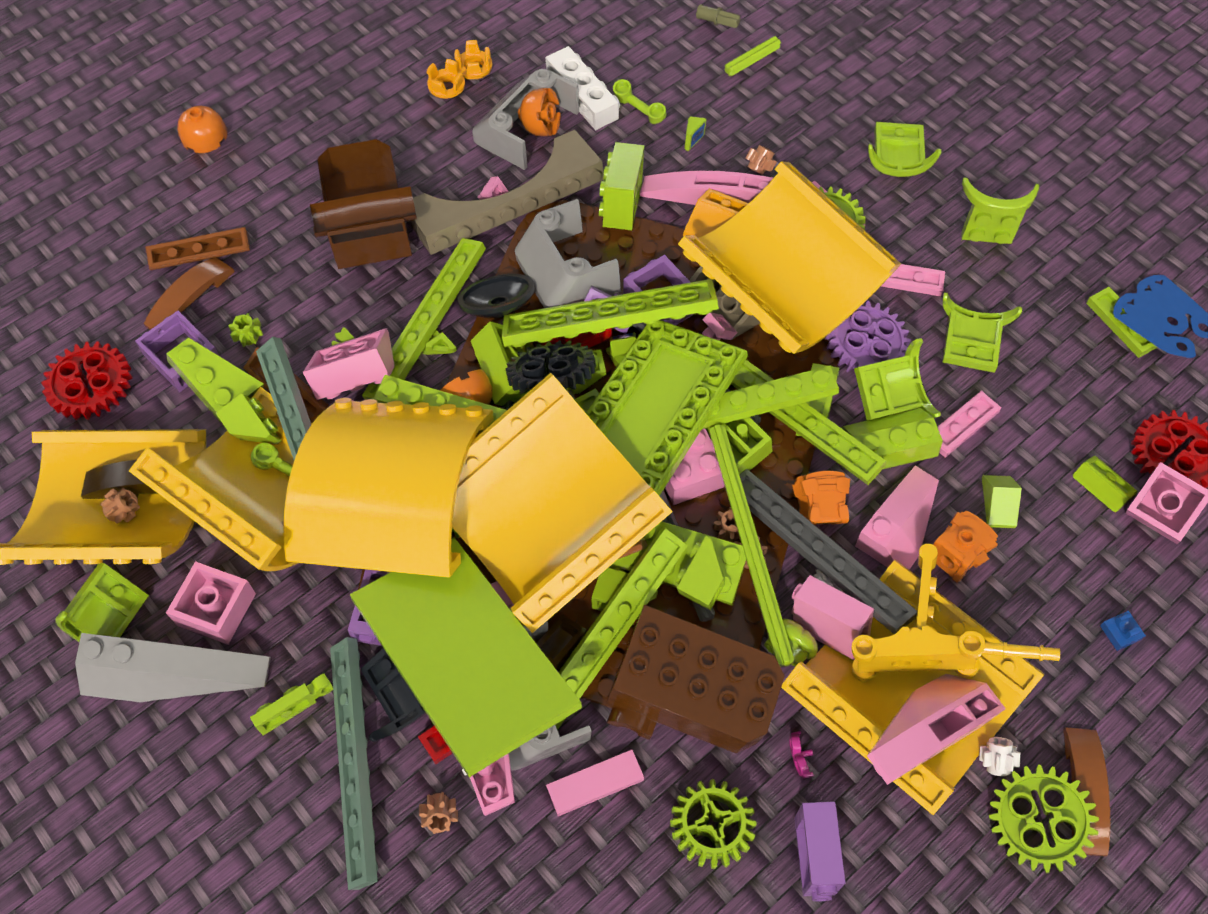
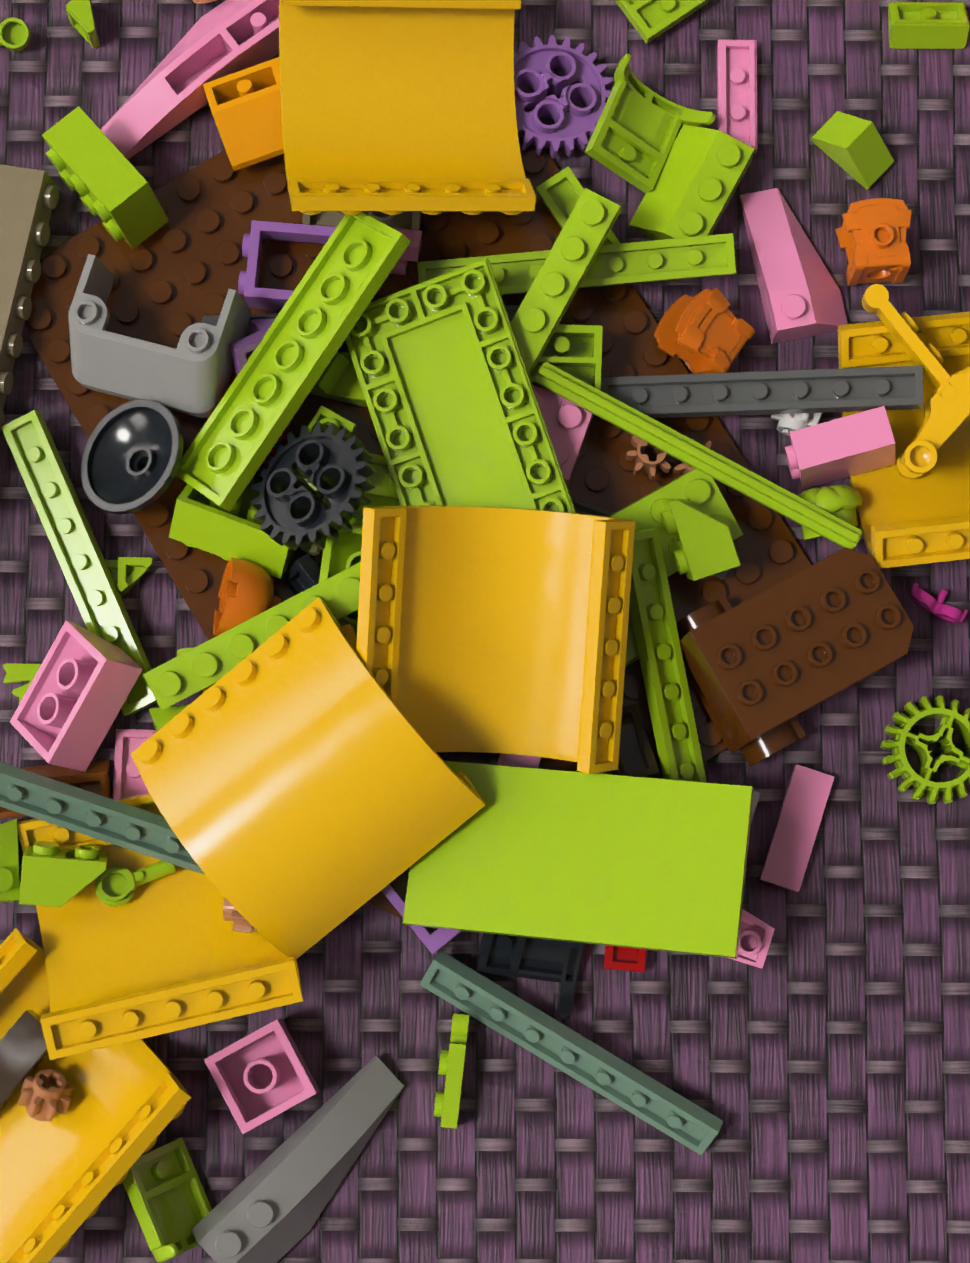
camera: 50 degrees left, 20 degrees up
(438, 813) = (702, 1008): nougat gear -> none

